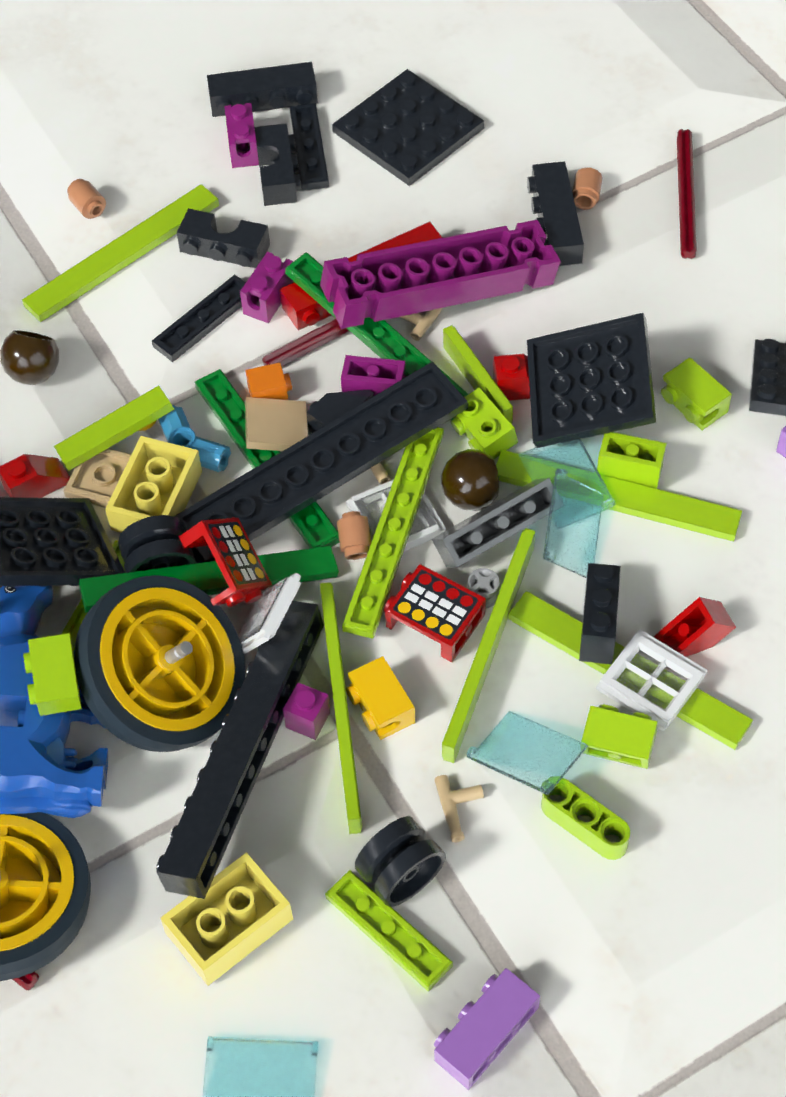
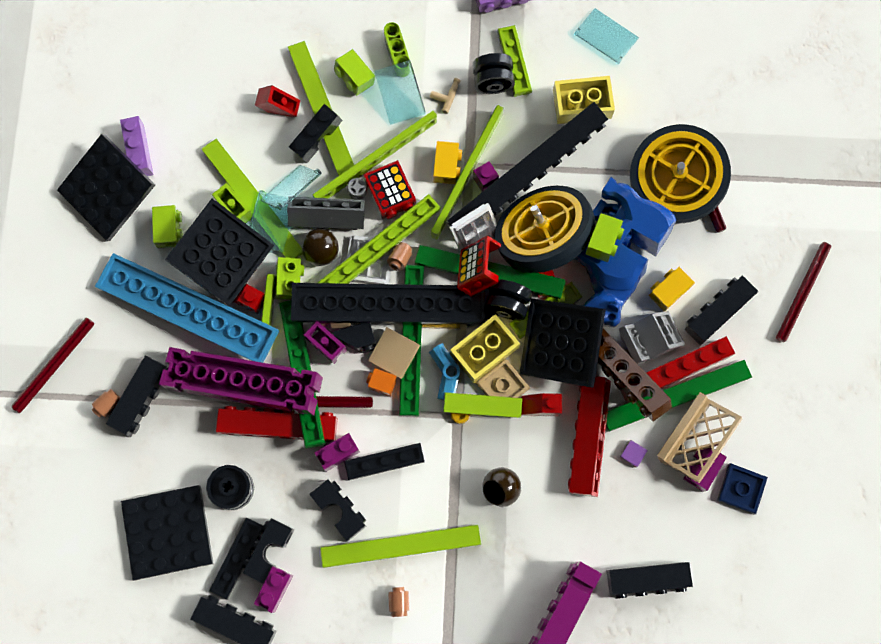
camera: 150 degrees left, 20 degrees up
(368, 189) = (218, 486): none -> black wheel
(515, 318) = (187, 308): none -> dark azure plate
(651, 679) = (317, 88): white piece -> none

